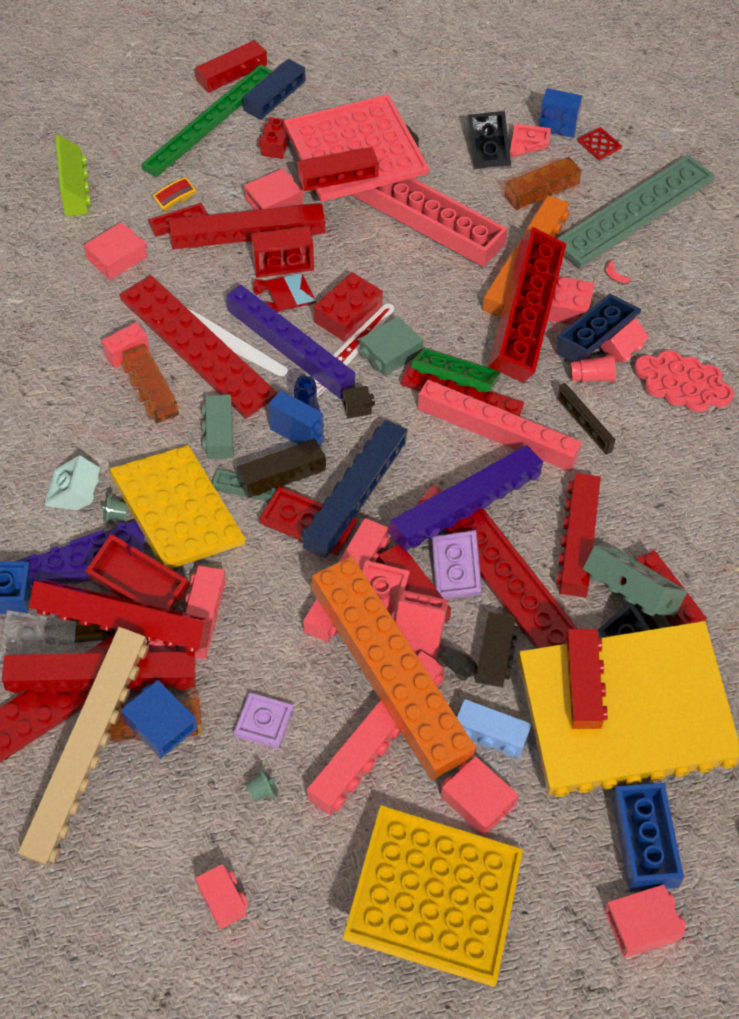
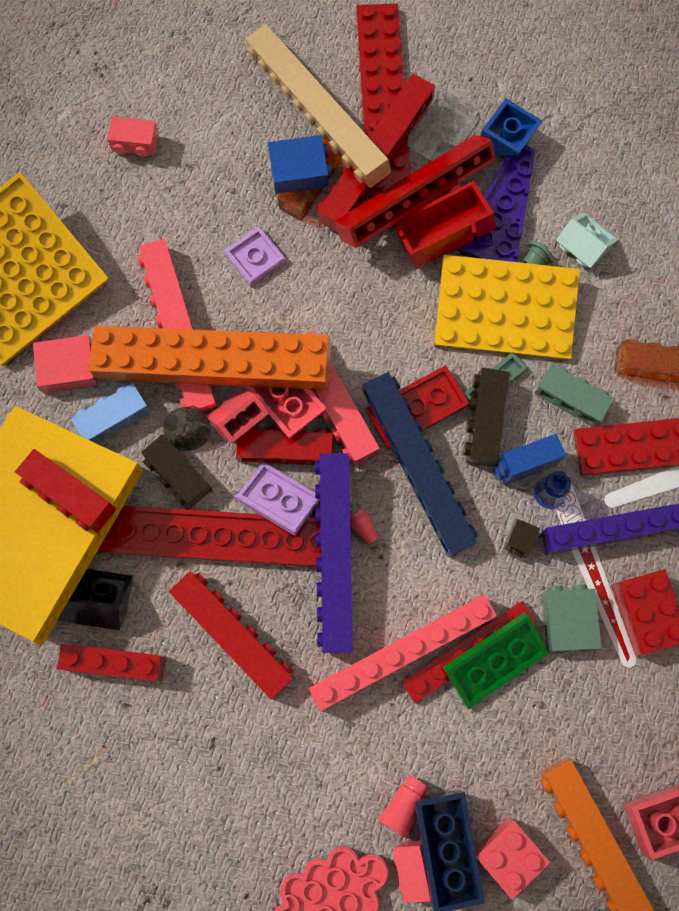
camera: 125 degrees right, 20 degrees up
(205, 599) = (389, 269): coral brick -> none
(262, 786) = (197, 218): sand green piece -> none
(527, 305) = (530, 799): red brick -> none
(586, 419) = (353, 748): dark brown tile -> none
(634, 581) = (133, 628): sand green brick -> none

